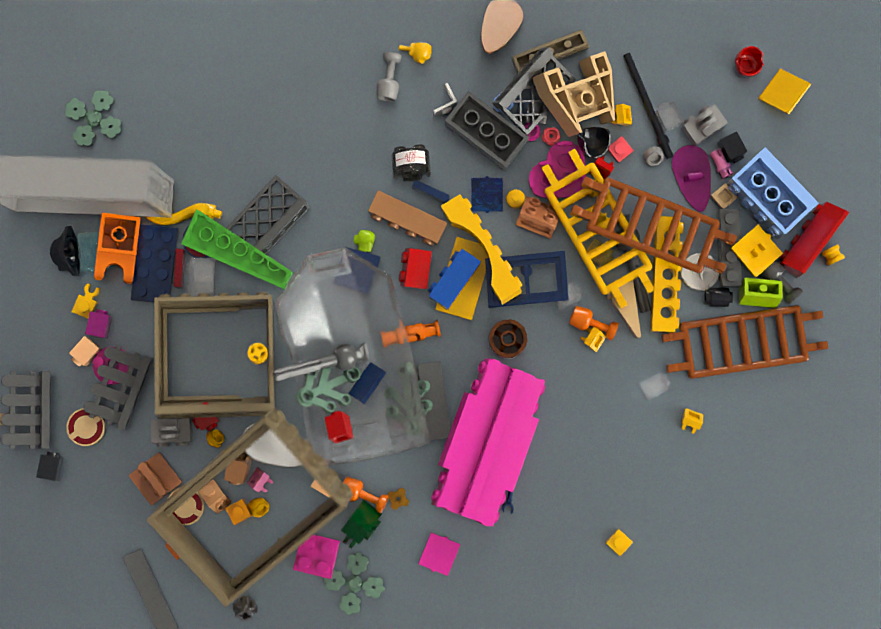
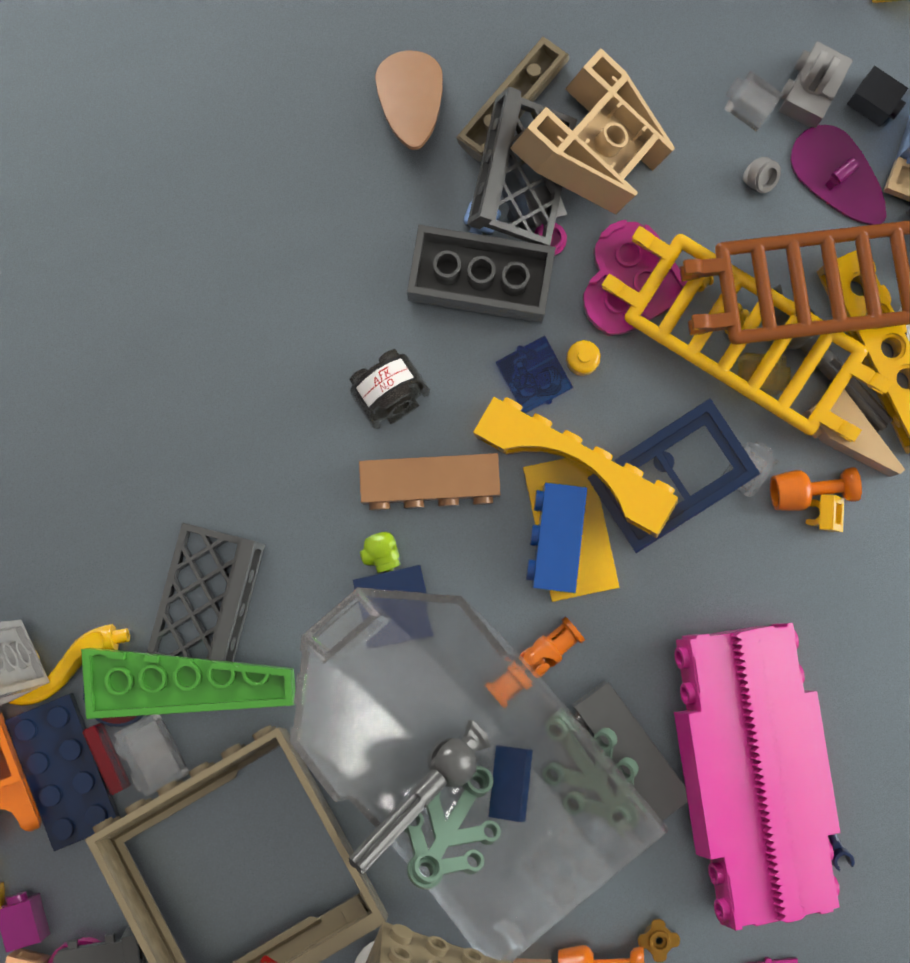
camera: 25 degrees left, 0 degrees up
(256, 350) = (303, 846): yellow wheel -> none
(338, 427) = (505, 885): red brick -> none
(388, 88) = (287, 289): light grey piece -> none
(415, 268) = (486, 554): red brick -> none
(419, 51) = (306, 205): yellow piece -> none
(430, 191) = (444, 418): dark blue tile -> none
(447, 108) = (399, 270): white bracket -> none
(502, 329) = (706, 605): reddish brown brick -> none
(538, 217) = (636, 367): nougat bracket -> none
(551, 131) = (585, 220): coral plate -> none
(594, 141) = (659, 200): black helmet -> none
(603, 167) = (699, 232): red tile -> none
(620, 149) = (703, 193): coral plate -> none
(623, 115) = (680, 136): yellow tile -> none
(662, 138) = (761, 143): black bar -> none
(723, 166) = (874, 131): bright pink pin -> none

